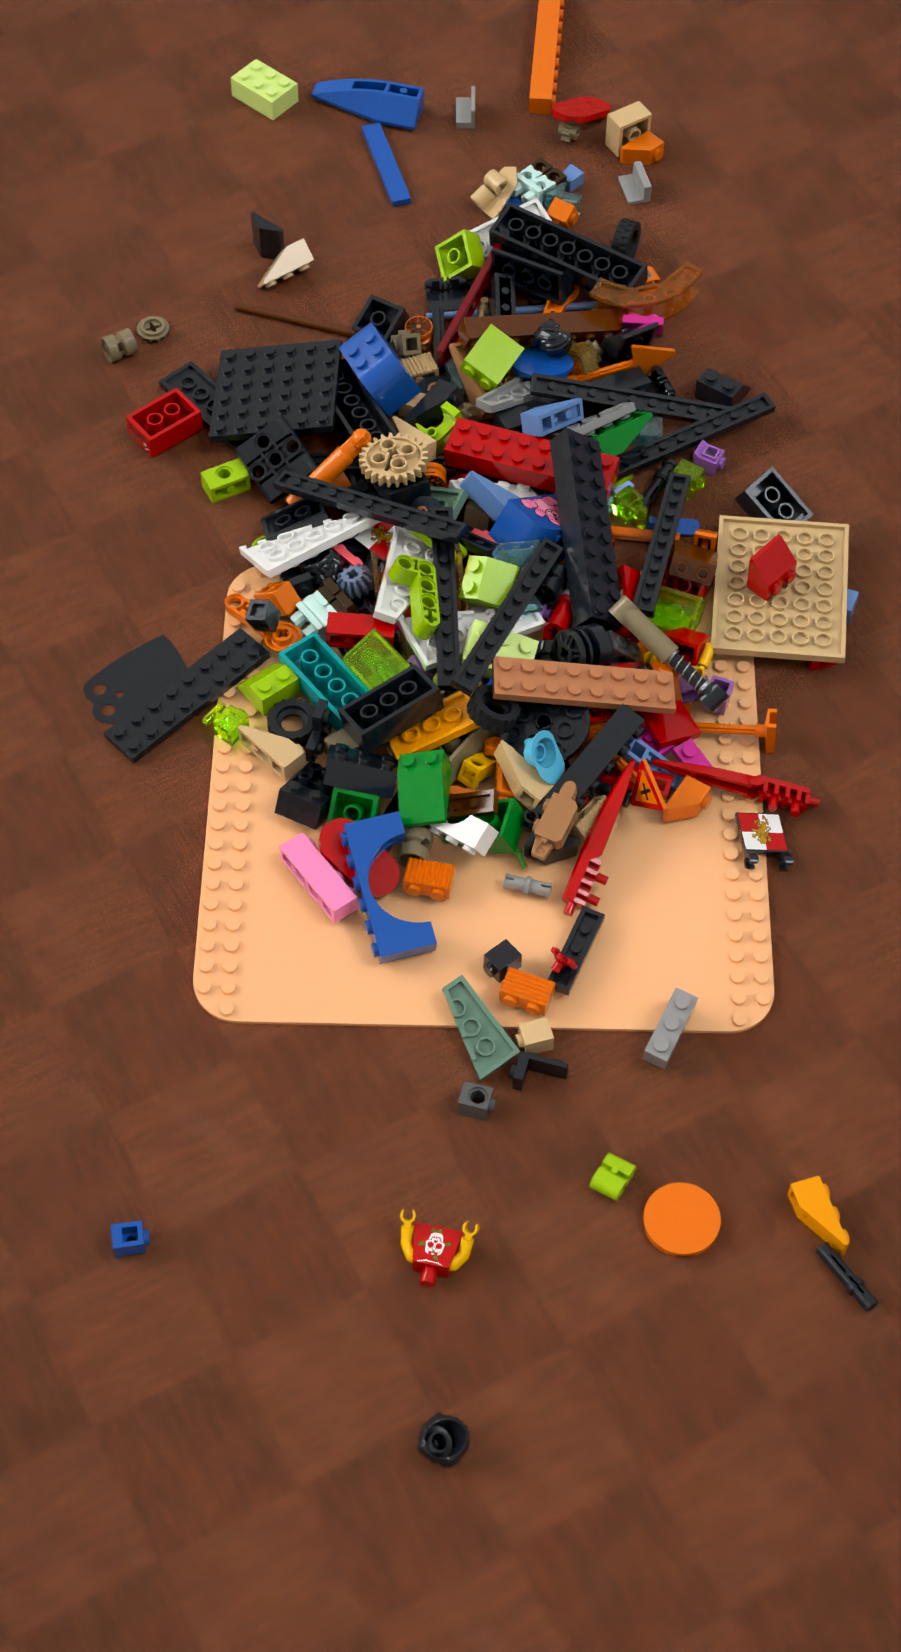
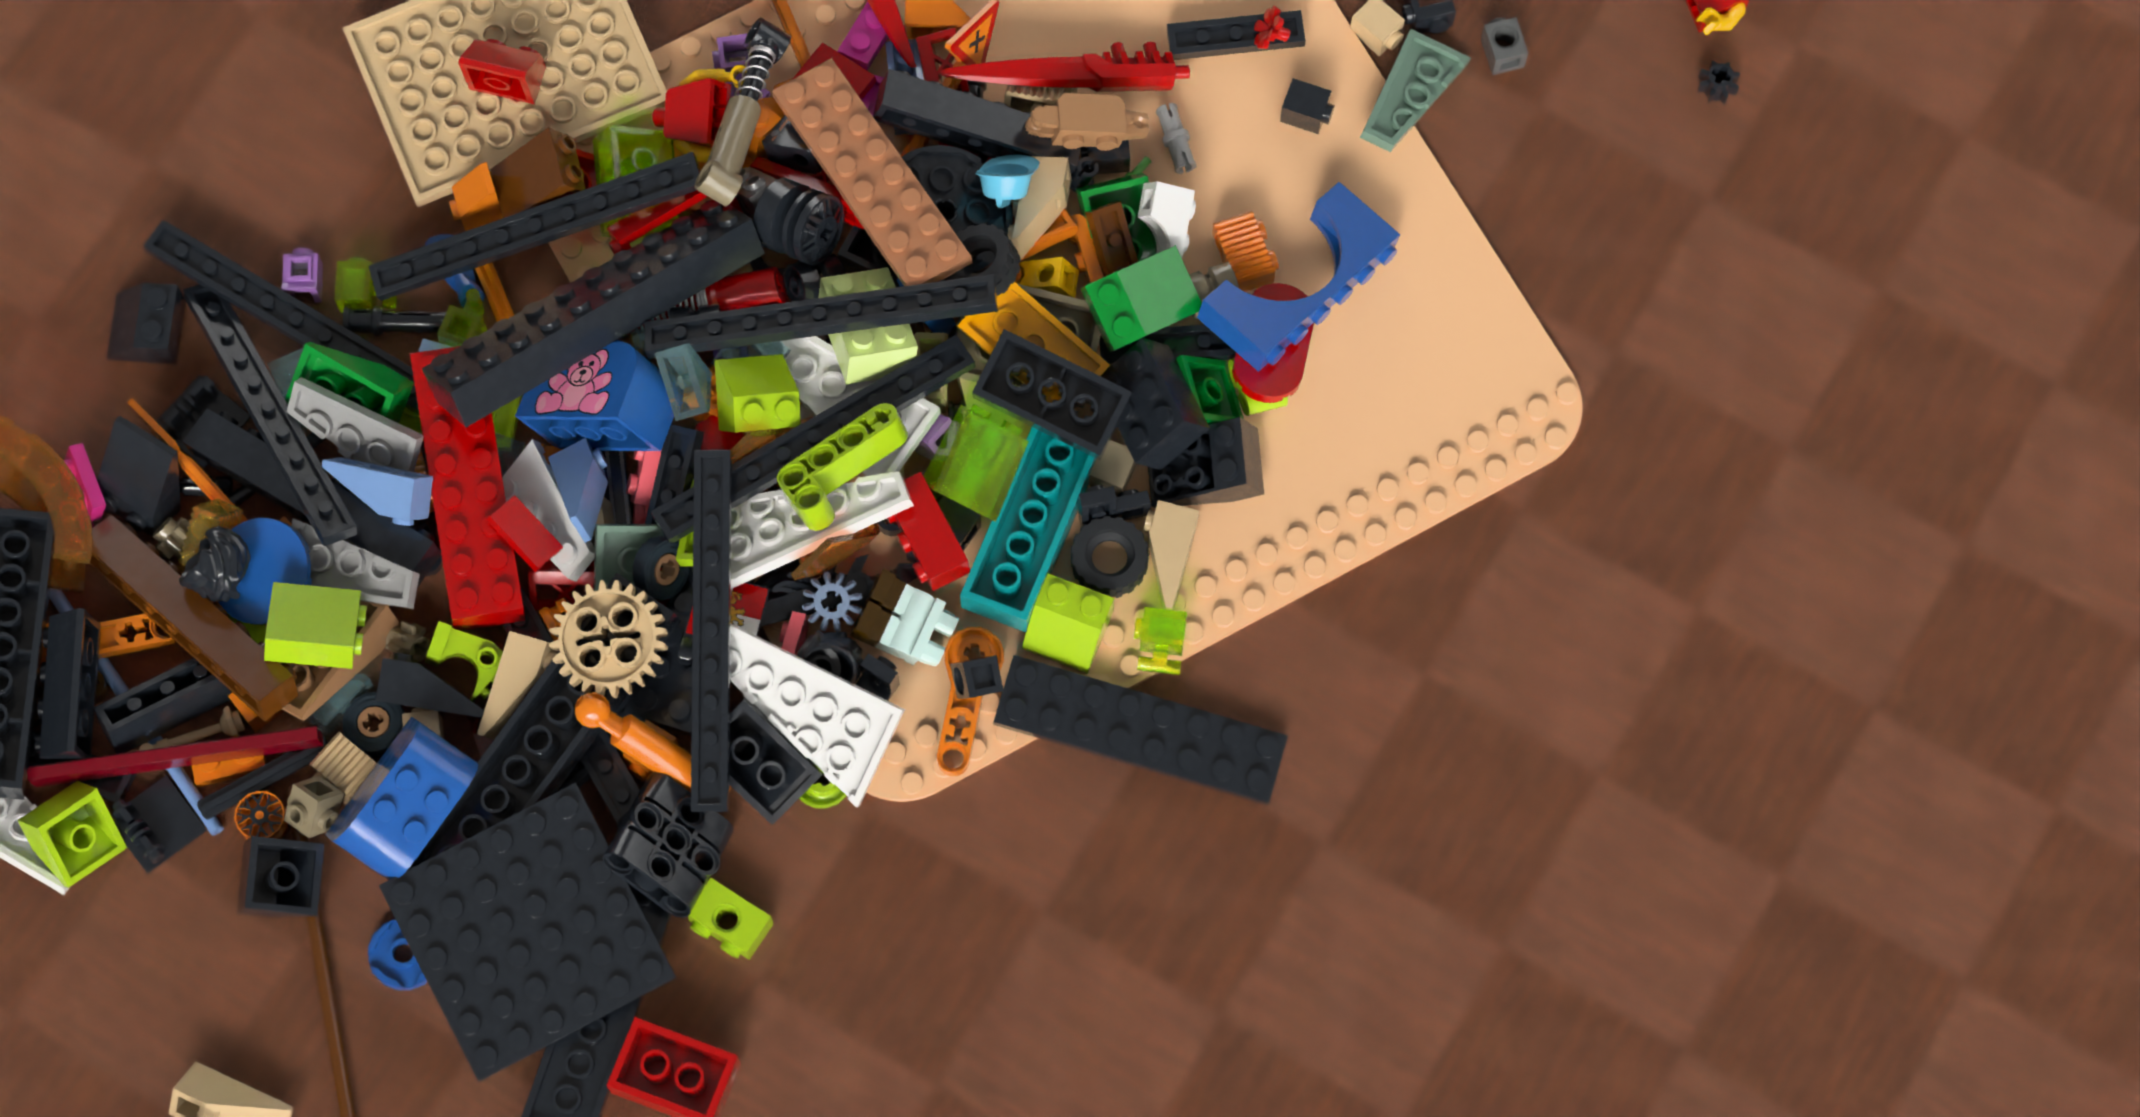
camera: 120 degrees left, 15 degrees up
(123, 1233) = (1930, 304): blue brick -> none
(136, 676) = (1136, 823): black piece -> none
(281, 595) = (914, 693): orange slope -> none
(319, 877) = (1325, 382): bright pink brick -> none
(364, 1210) = (1722, 73): none -> black gear
(483, 461) = (525, 533): none -> red tile
(526, 992) = (1330, 55): orange brick -> none
(772, 499) = (343, 154): black slope -> none

